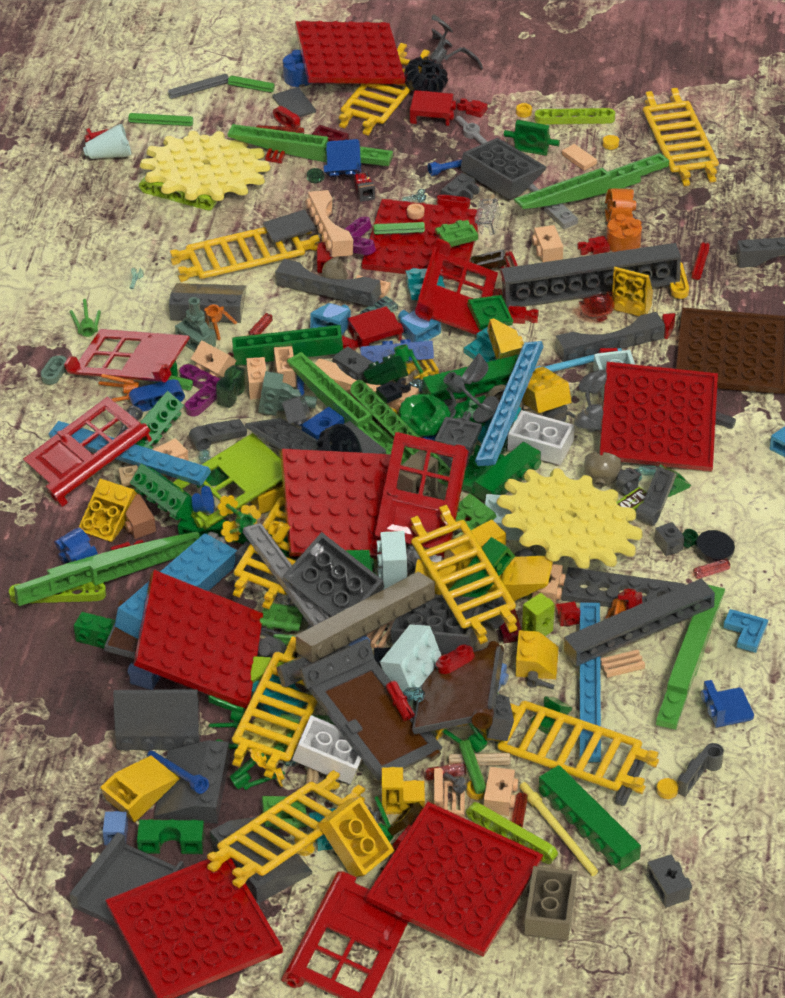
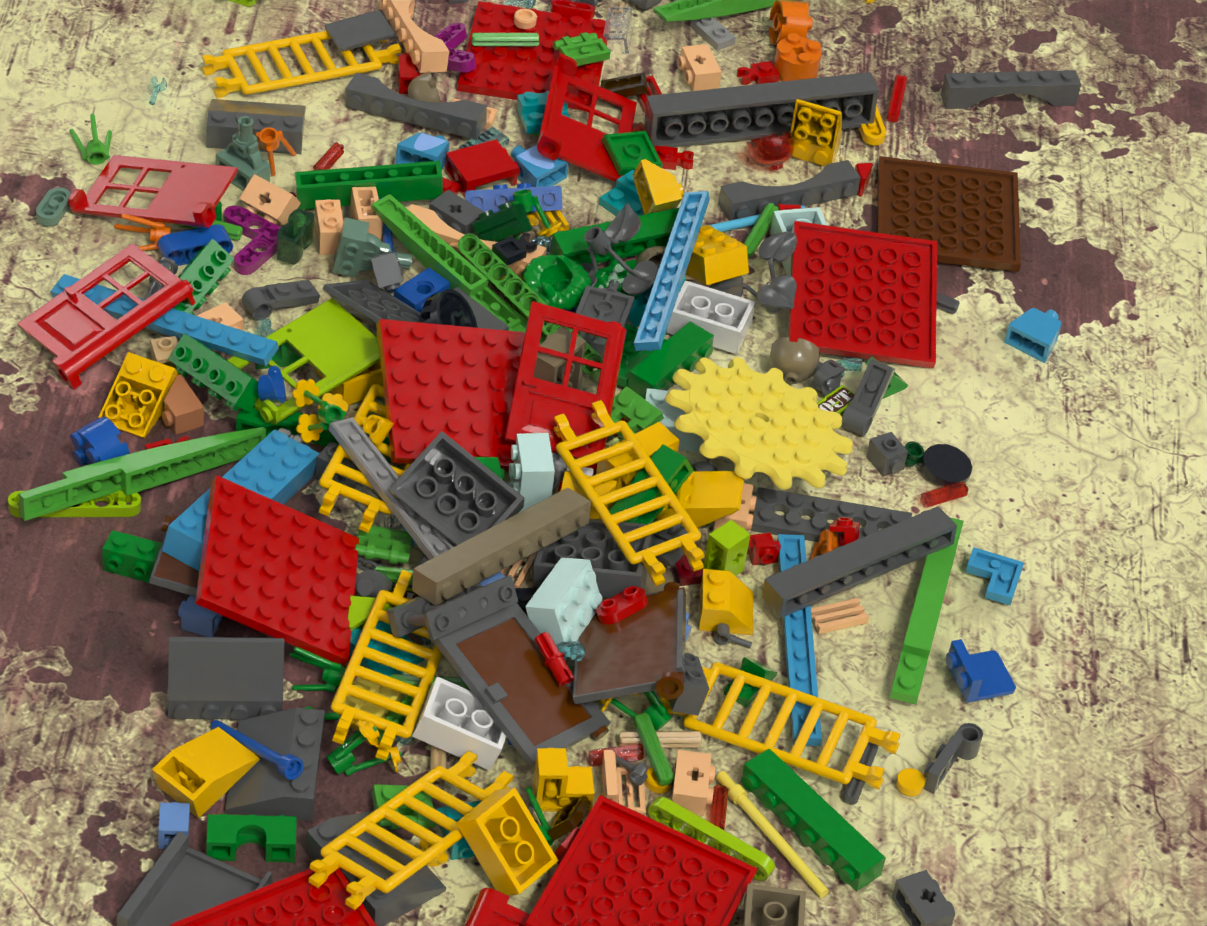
camera: 10 degrees left, 0 degrees up
(583, 369) = (760, 229): none -> bright green axle

